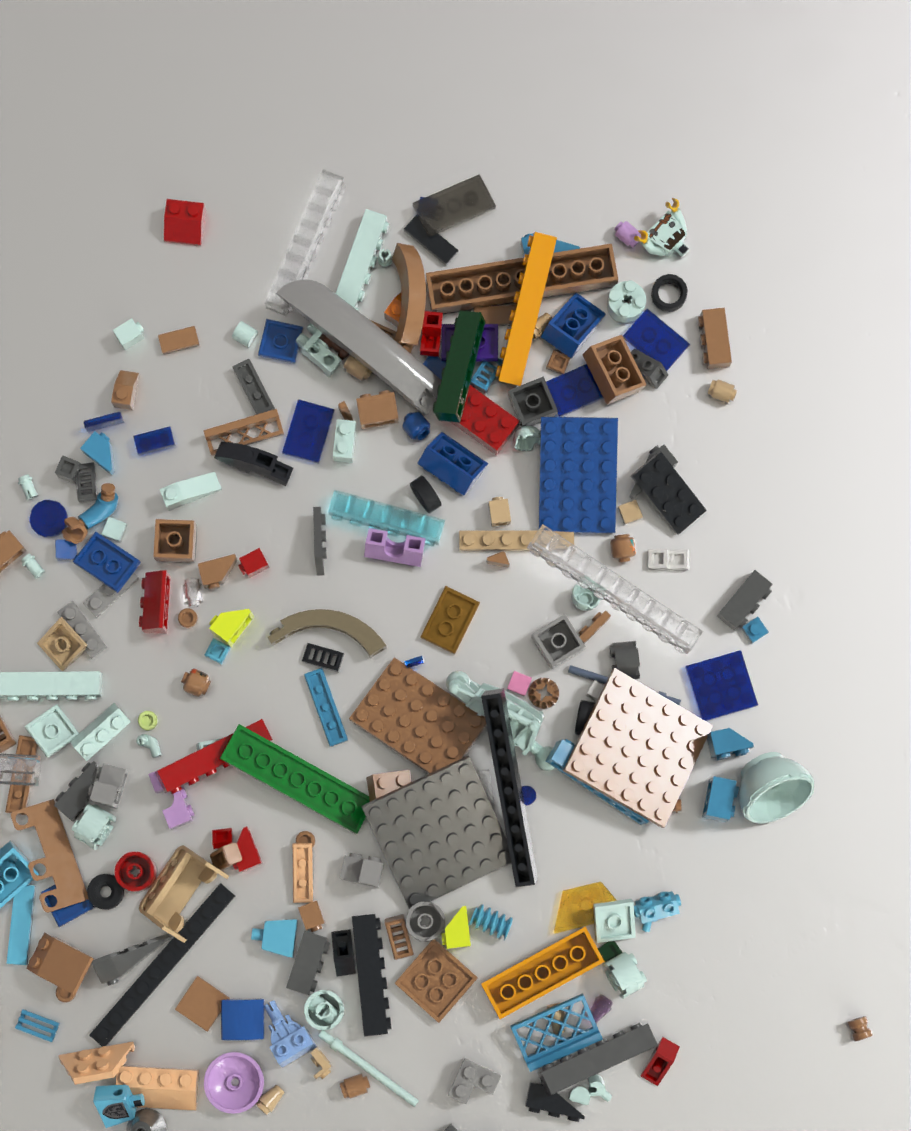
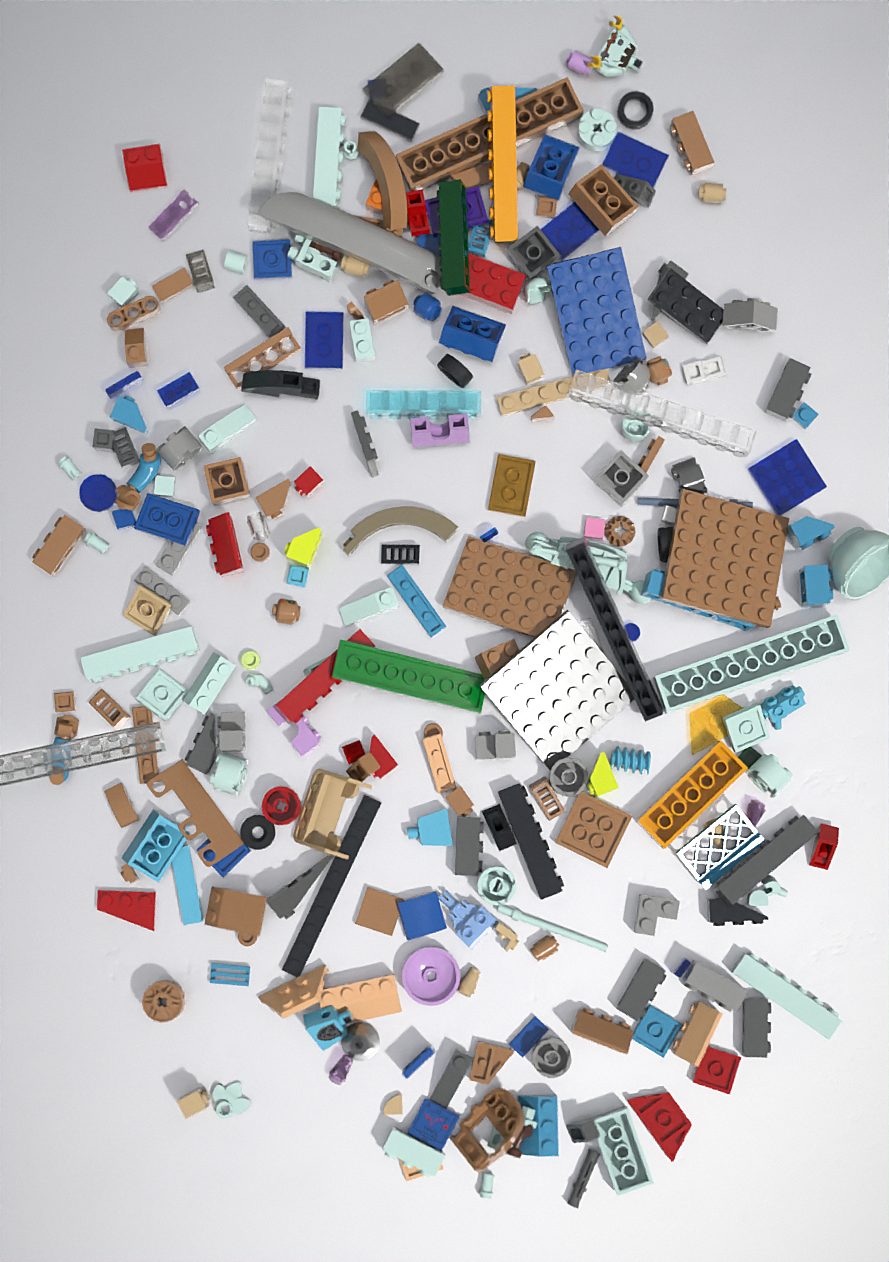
camera: 15 degrees left, 5 degrees up
(124, 352) = (143, 313): none -> medium nougat beam
(138, 496) = (179, 448): none -> light grey brick
(198, 274) = (173, 215): none -> clear purple plate
(208, 345) = (202, 282): none -> clear smoke slope
(278, 700) = (369, 606): none -> light aqua slope
(599, 546) = (635, 376): none -> light grey cylinder
(636, 859) = (751, 664): none -> light aqua brick
(727, 517) = (750, 314): none -> light grey brick

